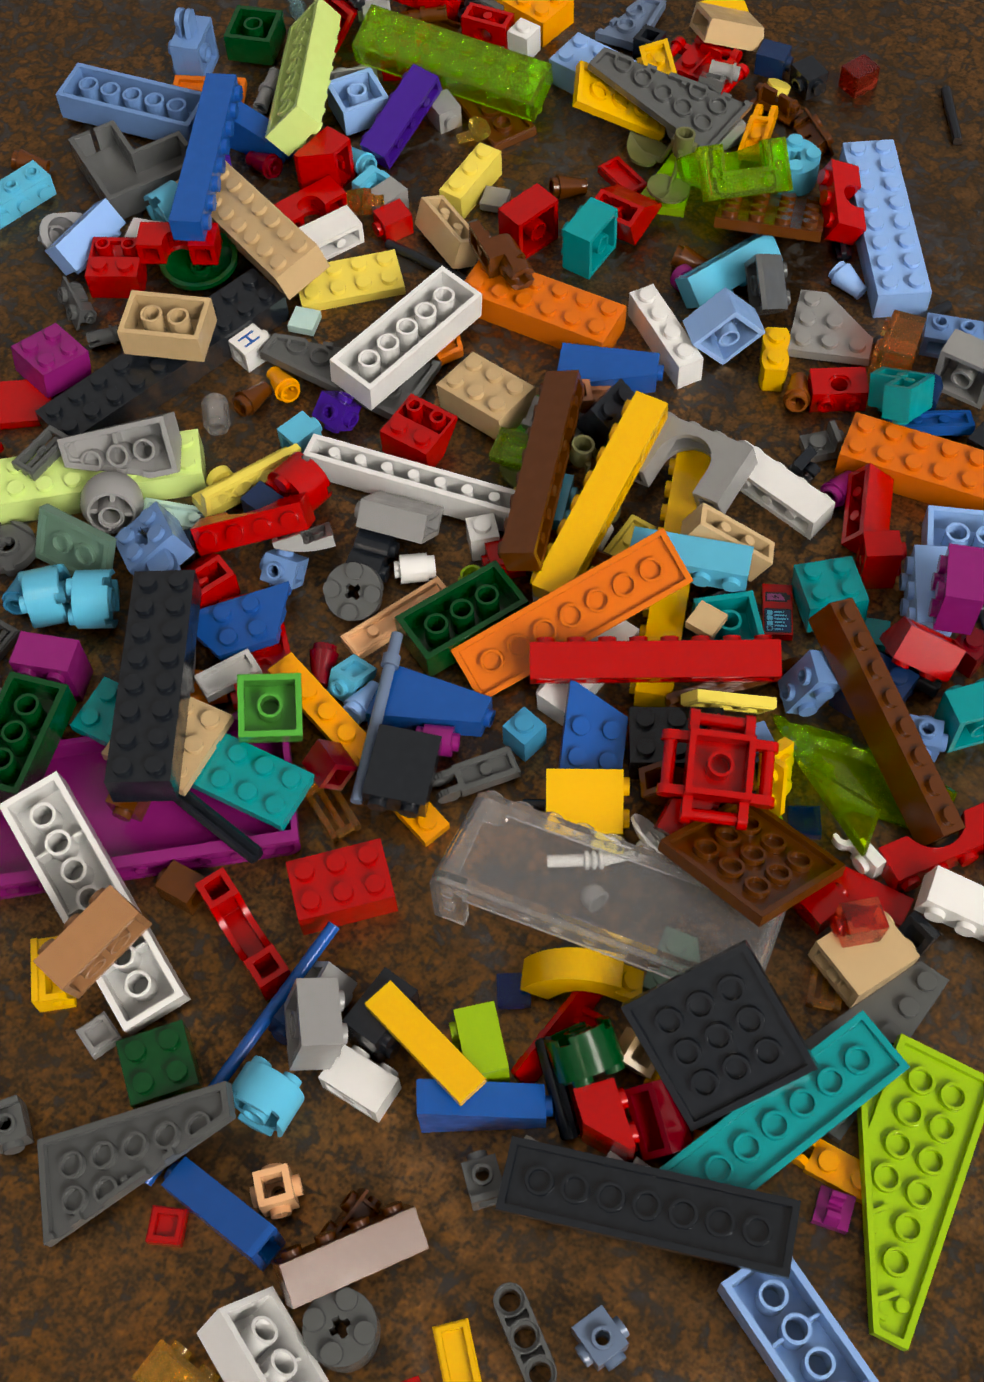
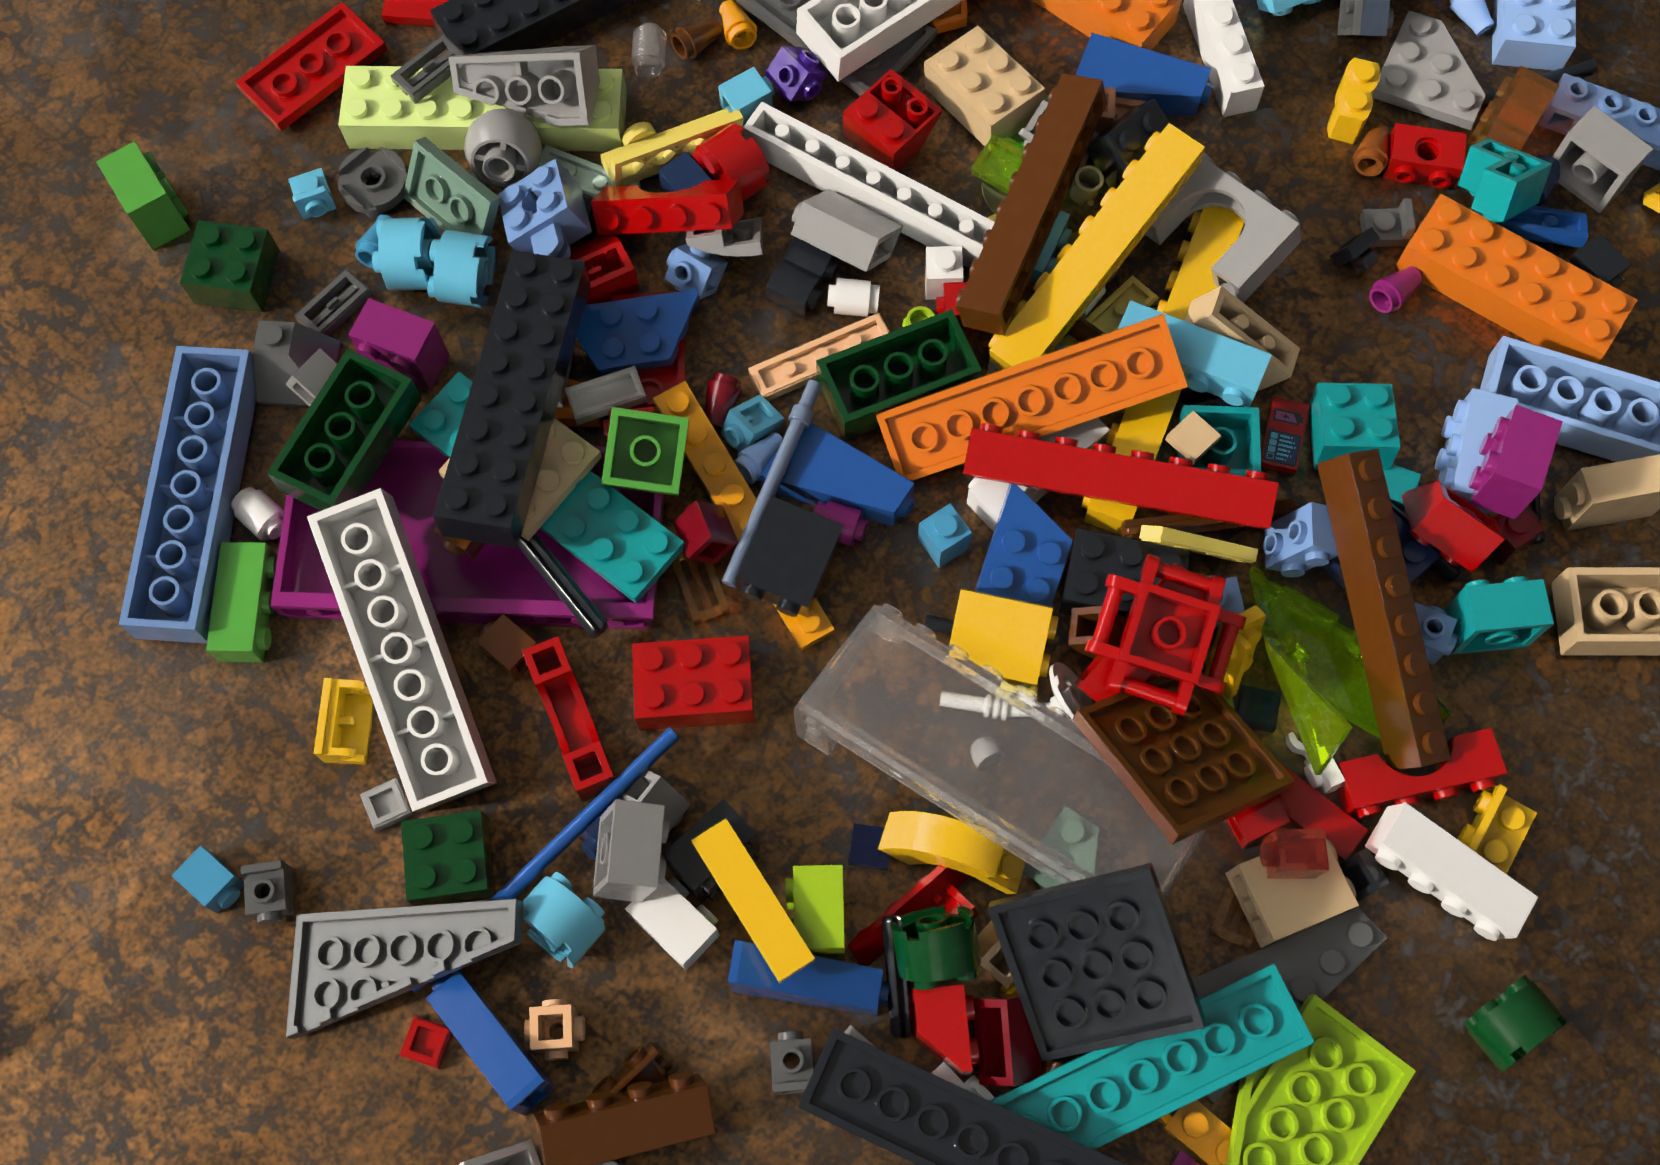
camera: 10 degrees right, 10 degrees up
(91, 941) = (389, 705): medium nougat brick -> none
(370, 594) = (754, 312): dark grey plate -> none
(477, 774) = (879, 574): dark grey hinge -> none
(723, 326) = (1299, 47): light blue brick -> none
(788, 496) = (1330, 286): white brick -> none
(866, 504) = (1425, 327): red brick -> none
(880, 558) = (1426, 393): red brick -> none

